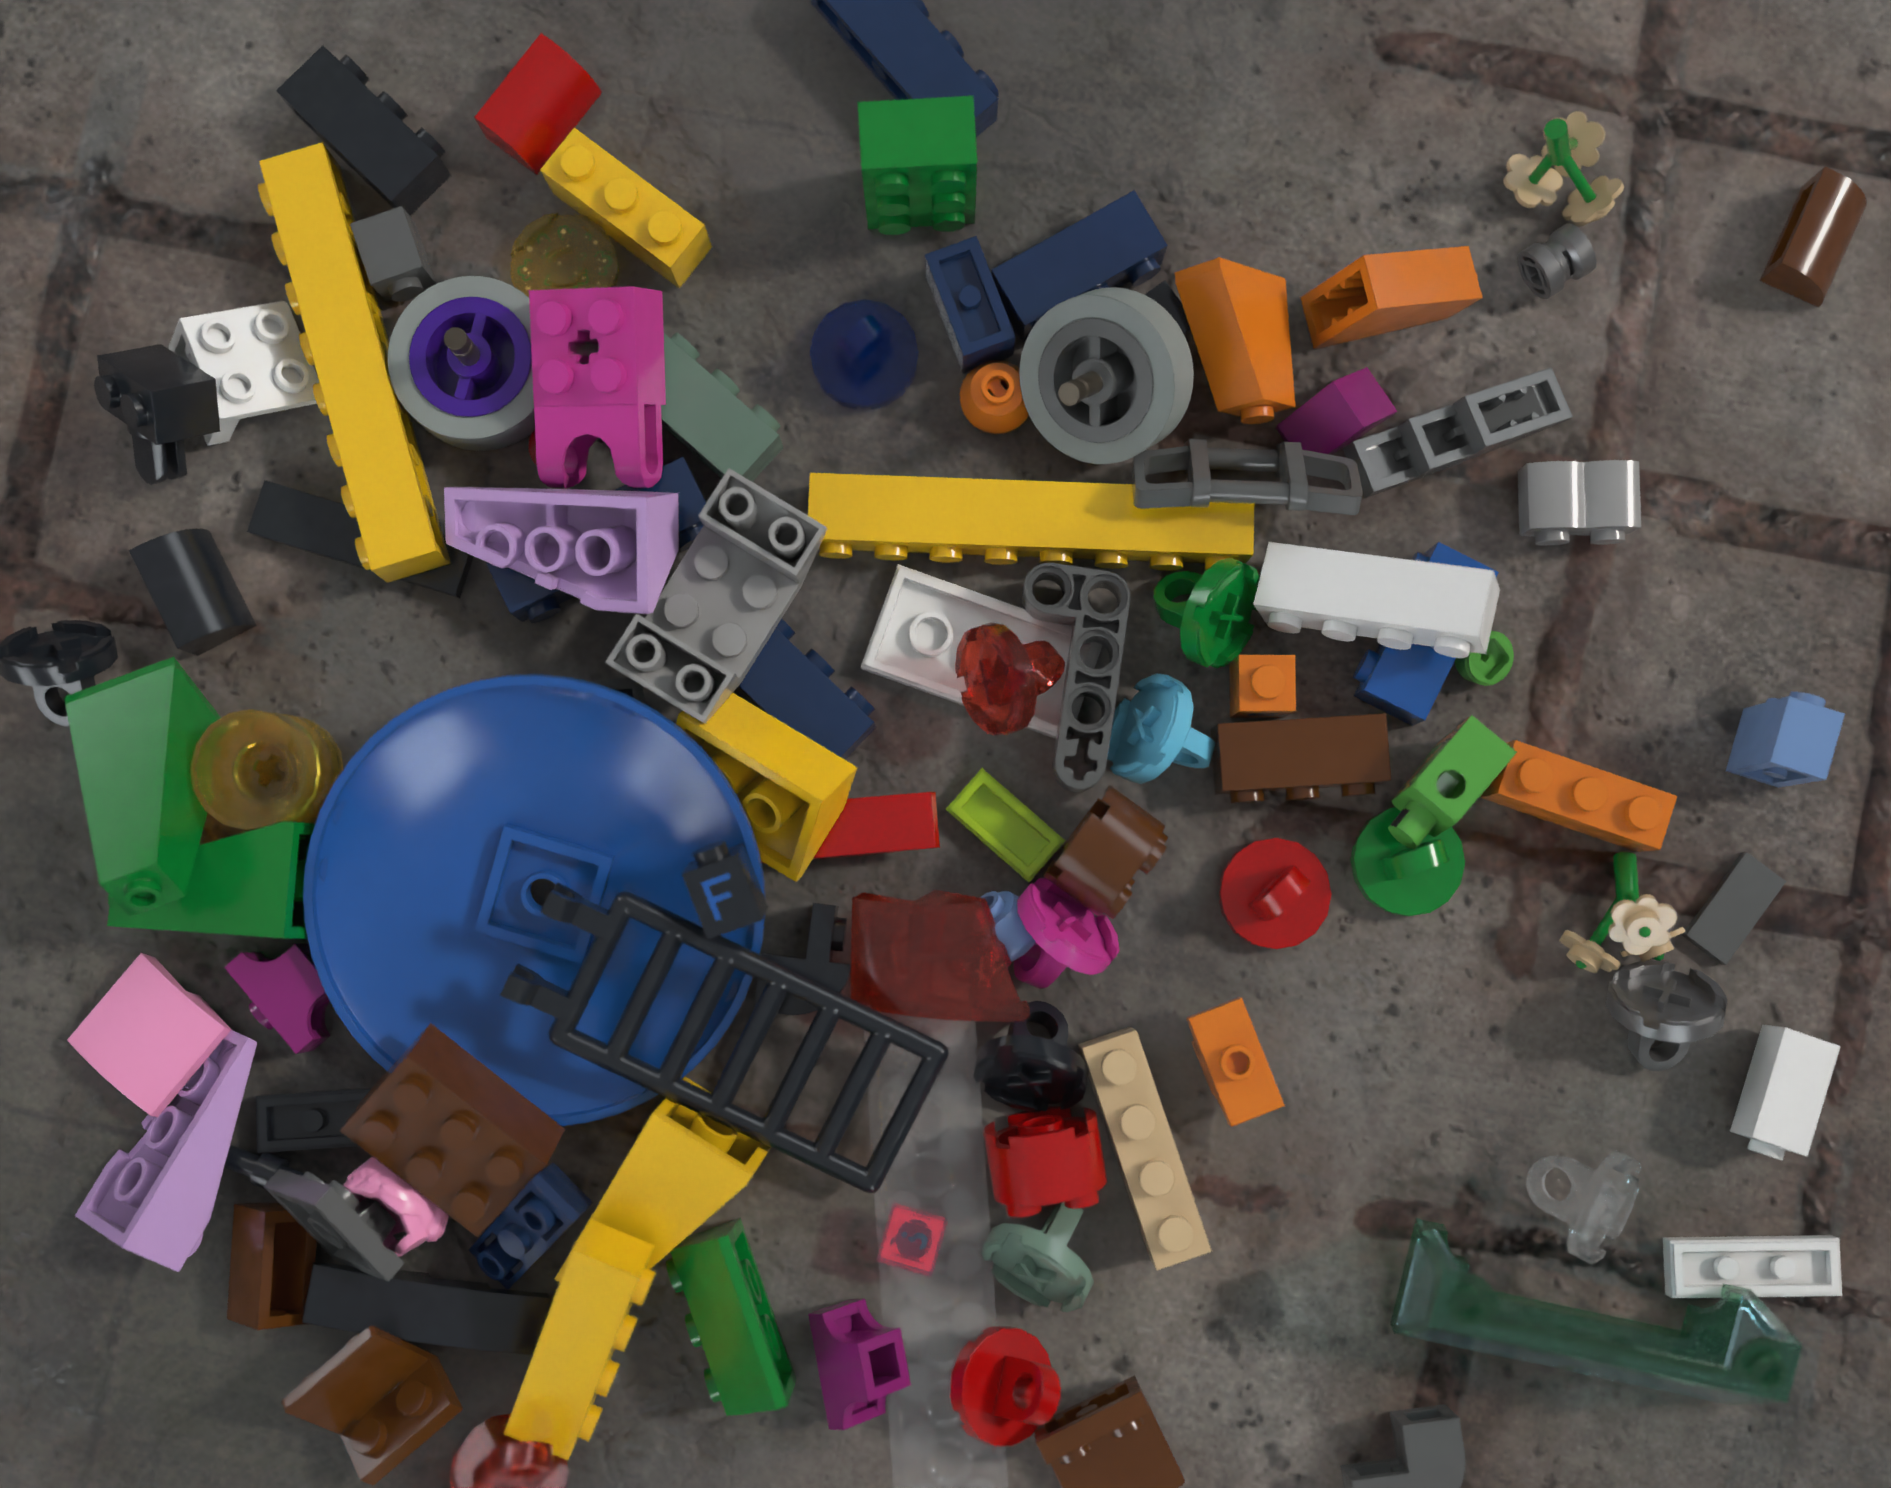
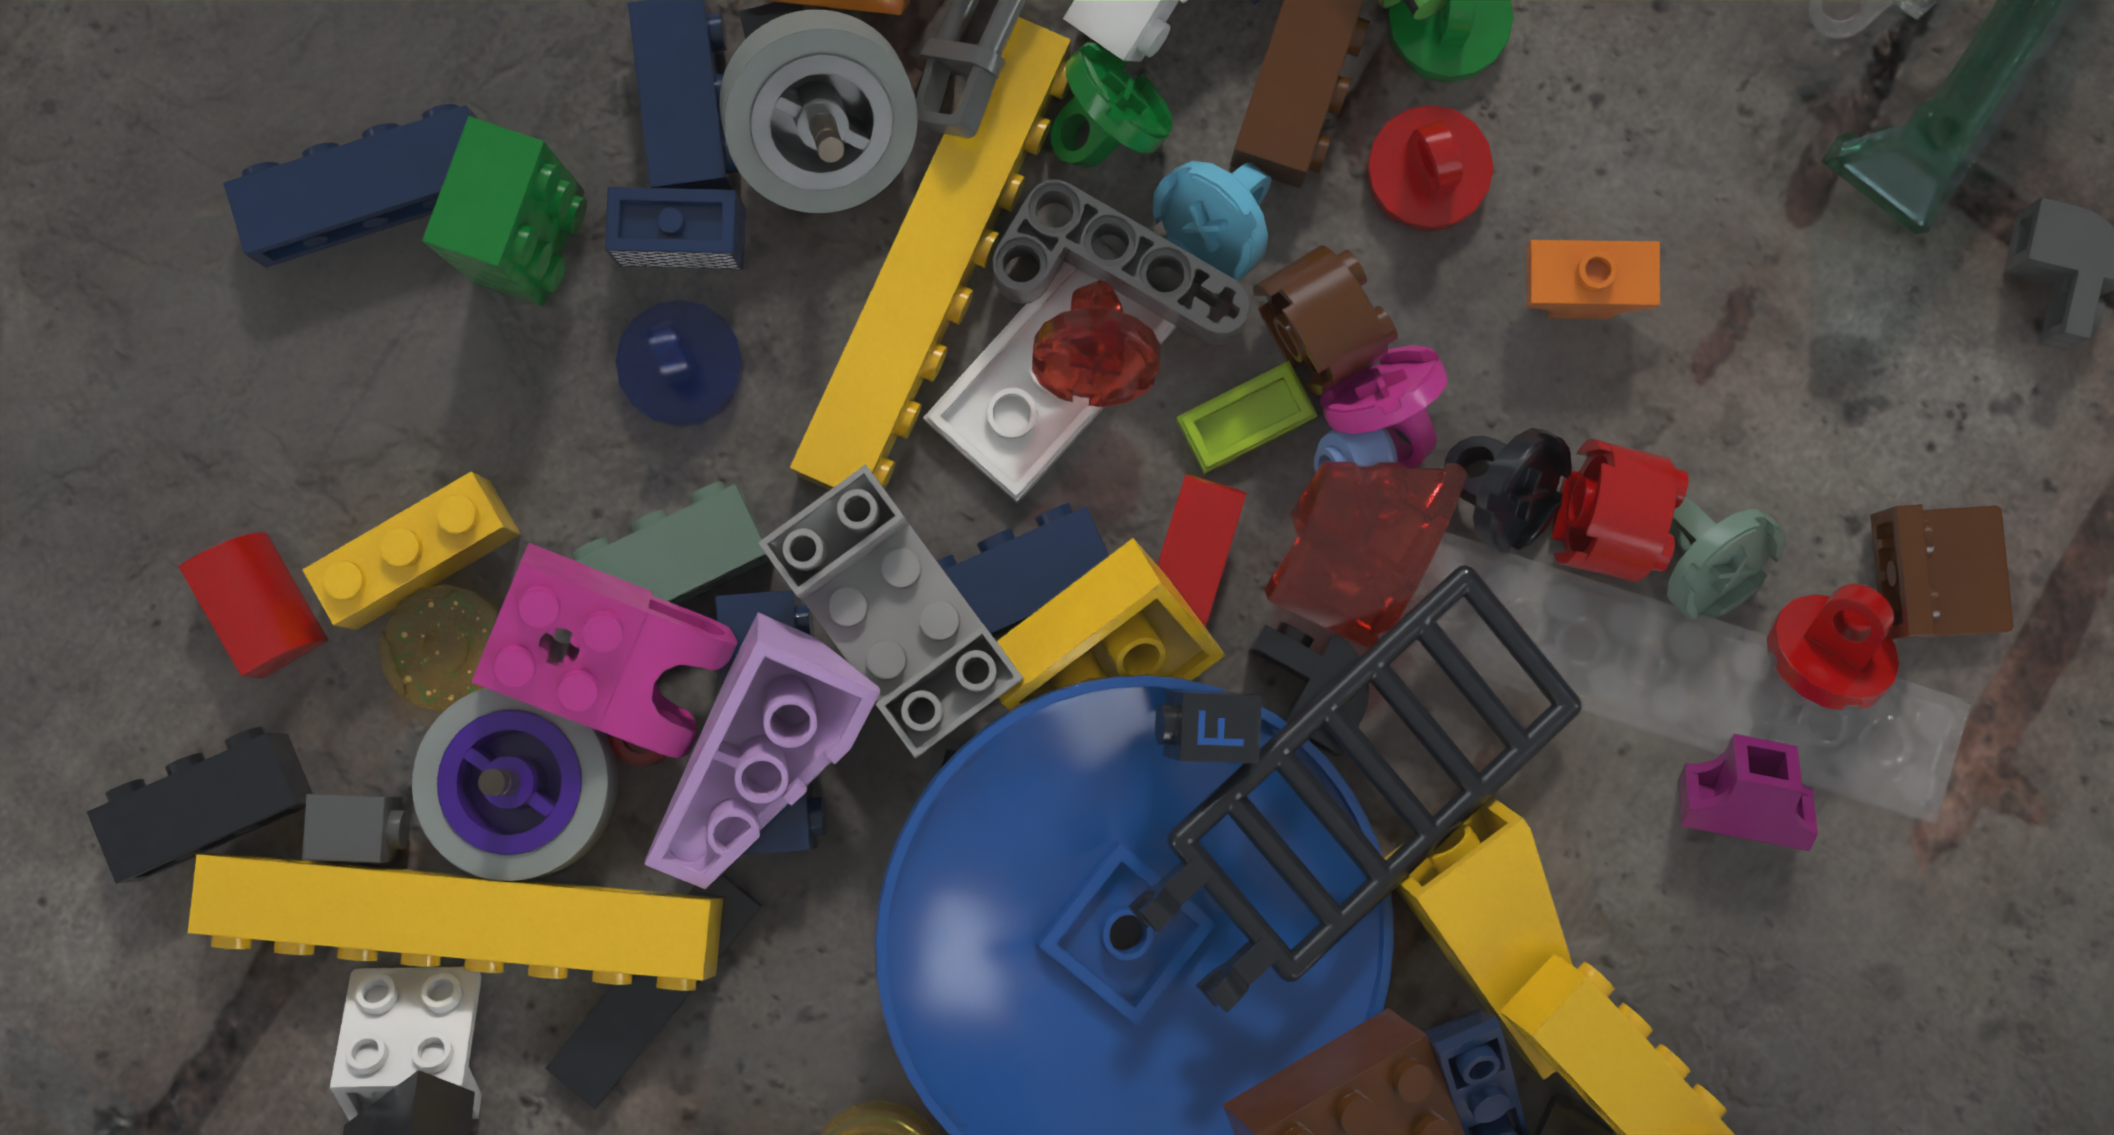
camera: 65 degrees left, 0 degrees up
(732, 1320) = (1661, 910): green slope -> none
(912, 1239) = (1646, 685): clear pink tile -> none
(998, 412) = (784, 244): orange cone -> none
(1144, 1148) = (1644, 406): tan brick -> none
(1262, 686) = (1210, 89): orange brick -> none

